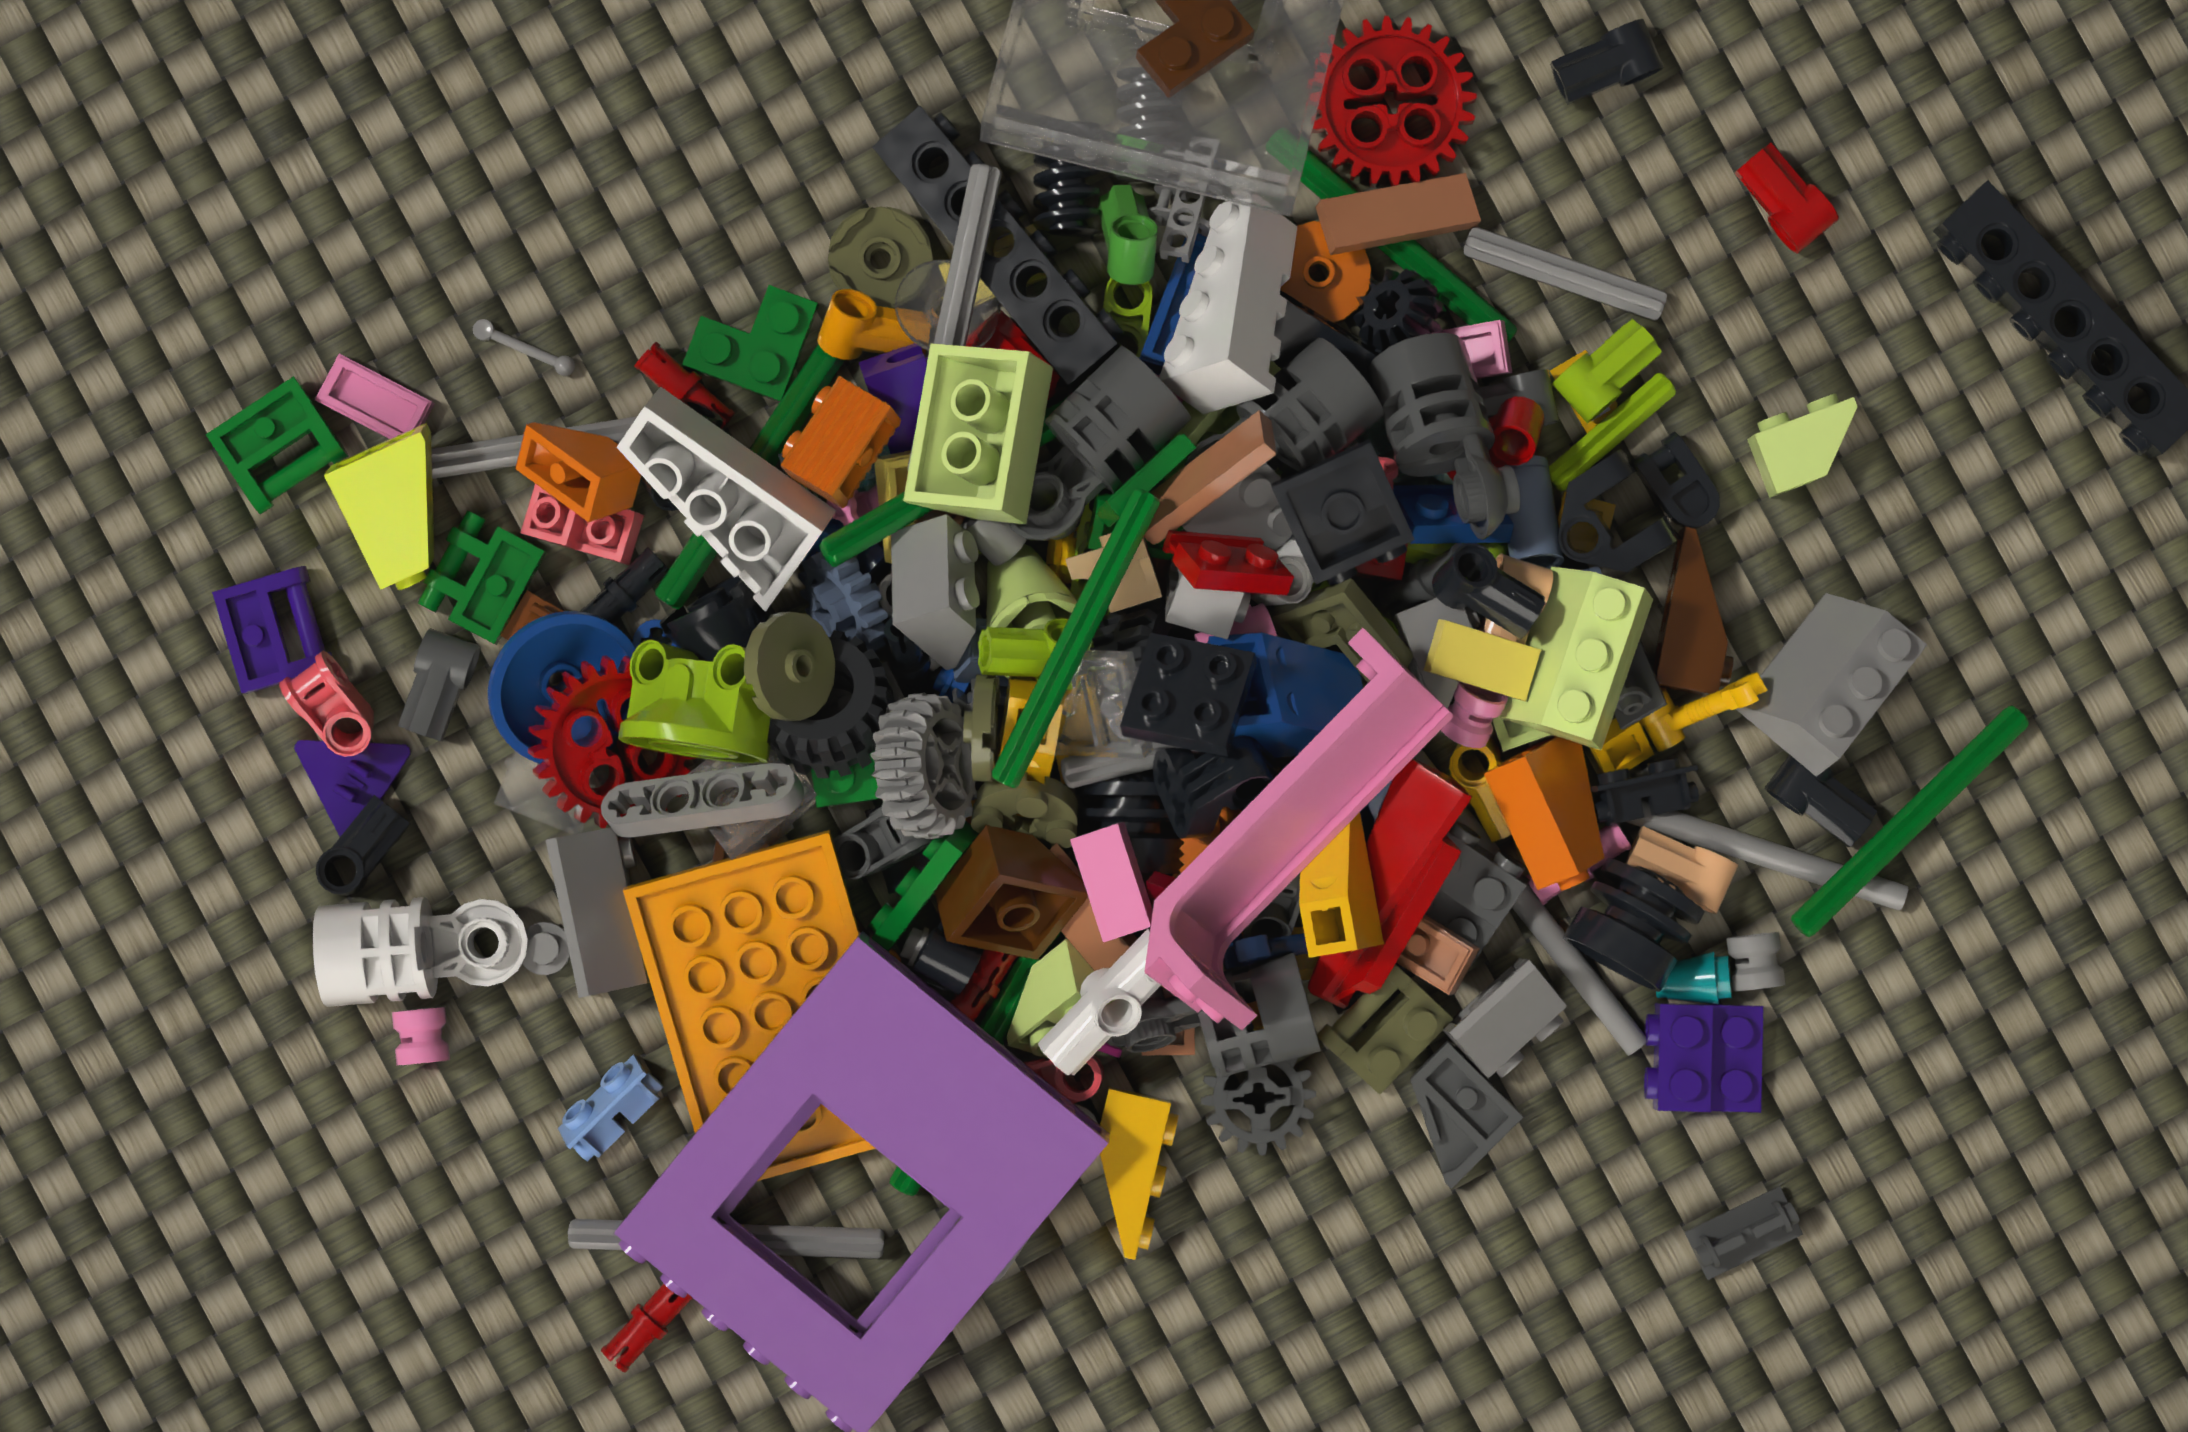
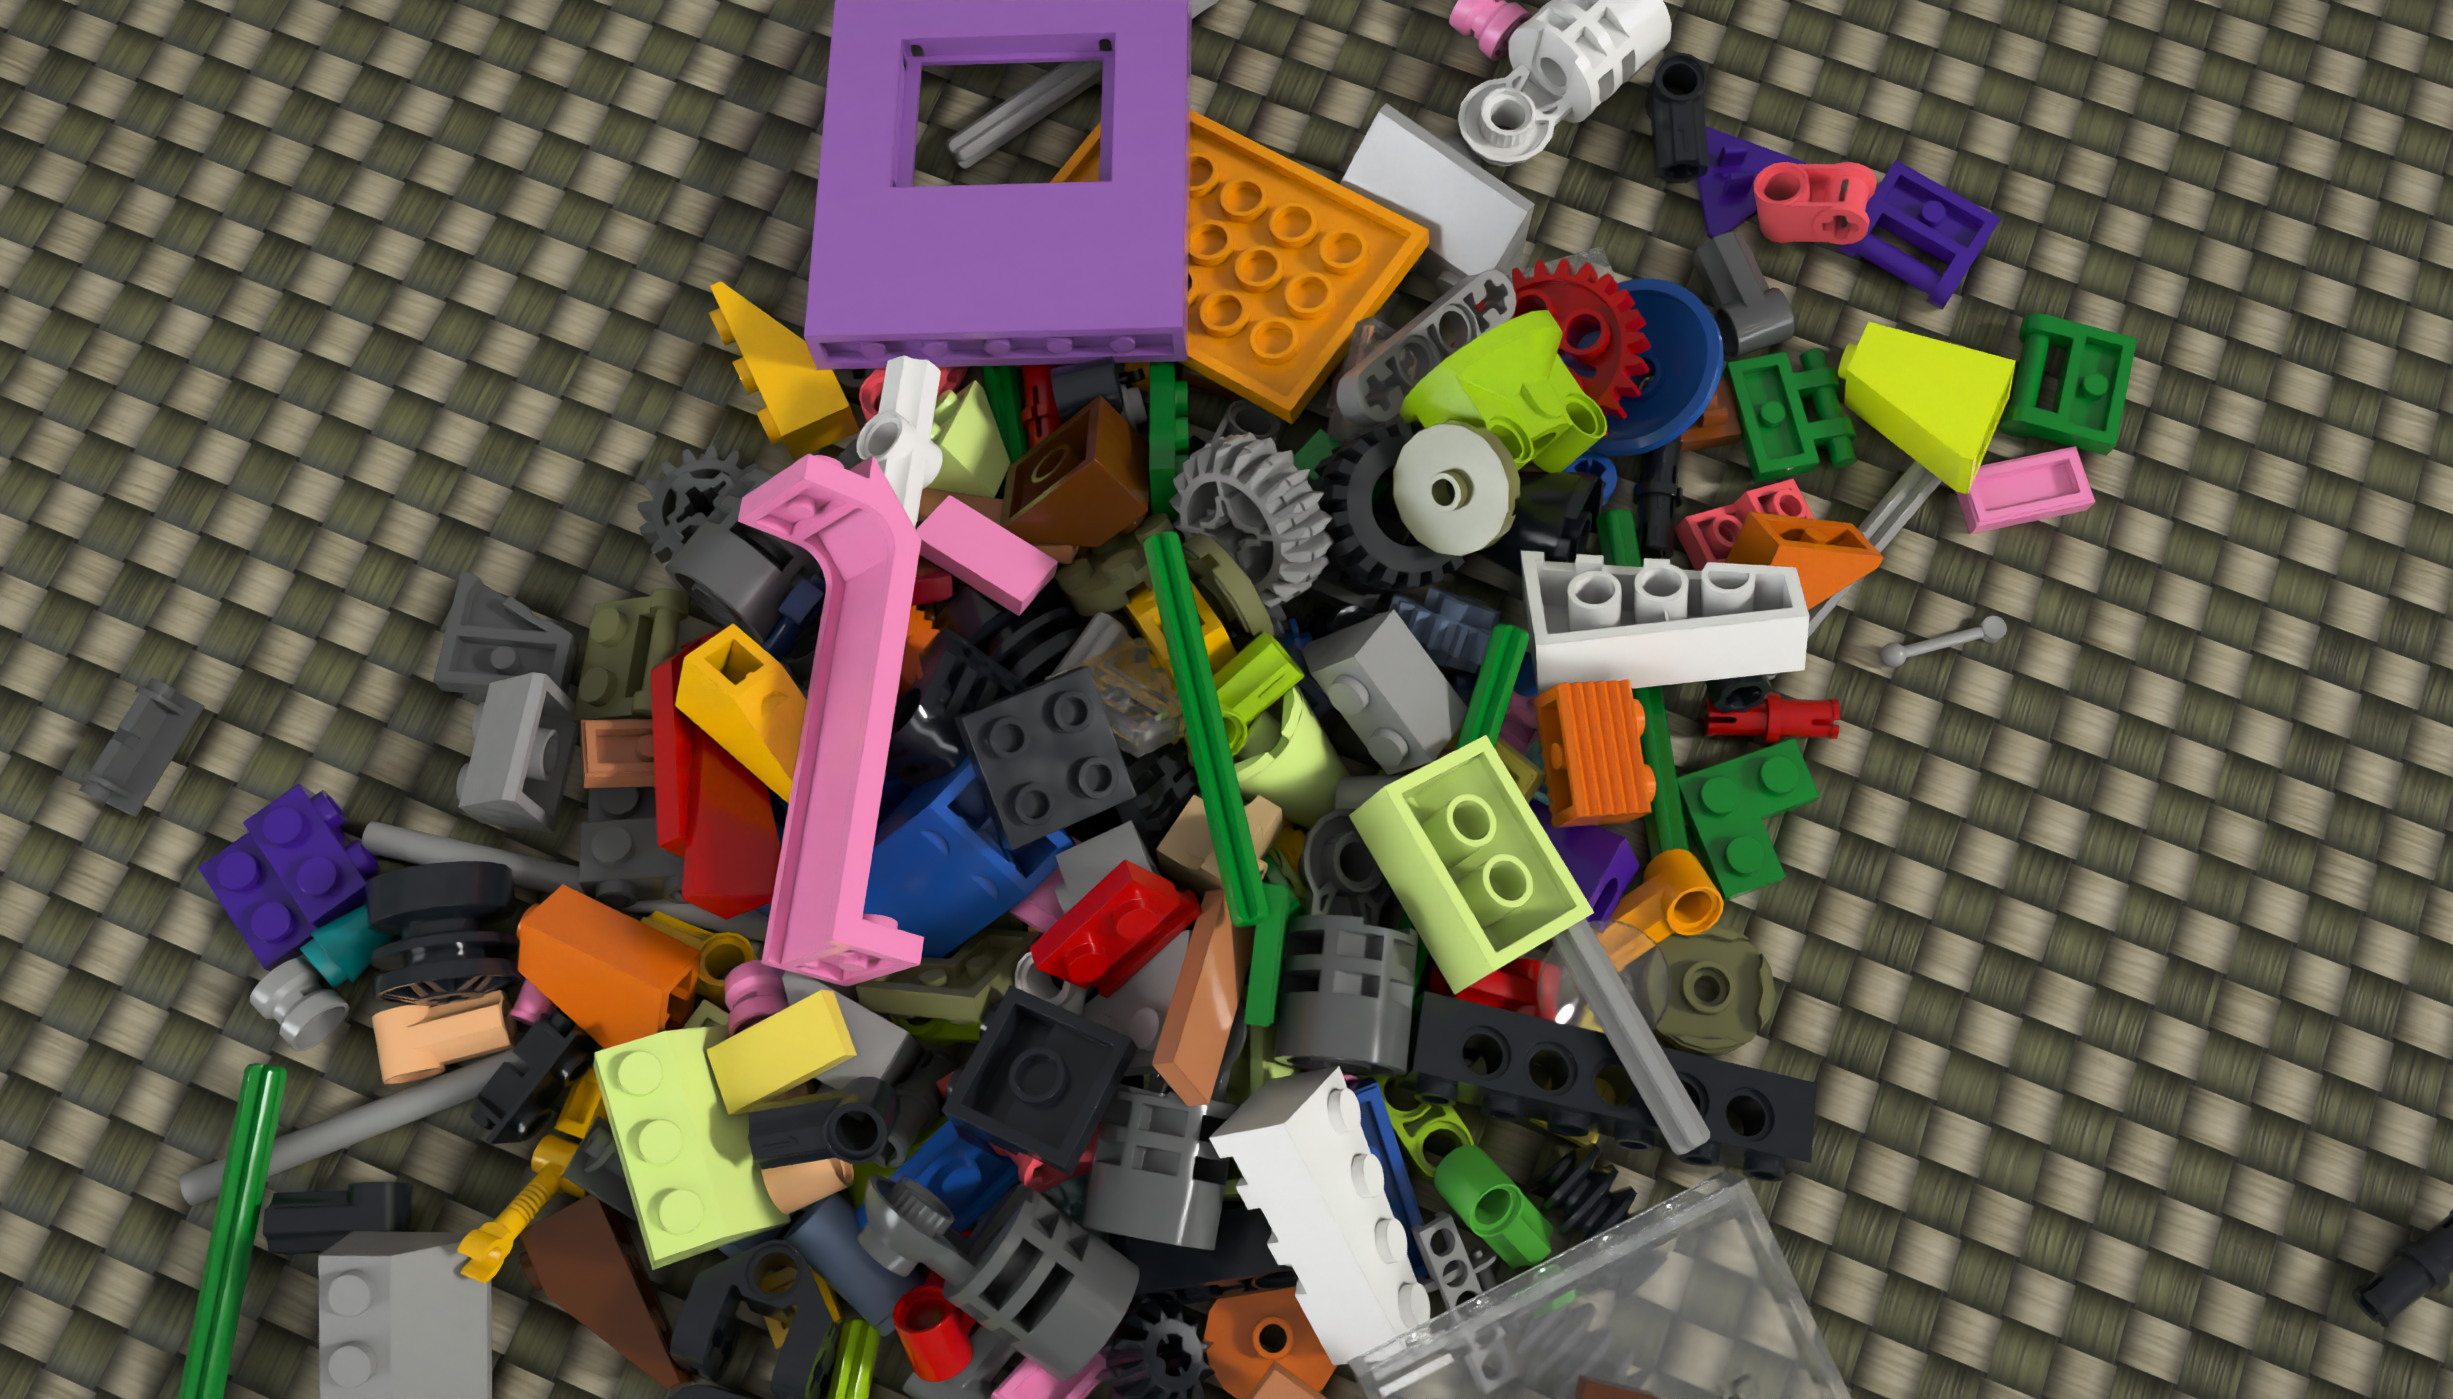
camera: 140 degrees right, 15 degrees down
(590, 1123) = (1285, 63): light blue hinge -> none

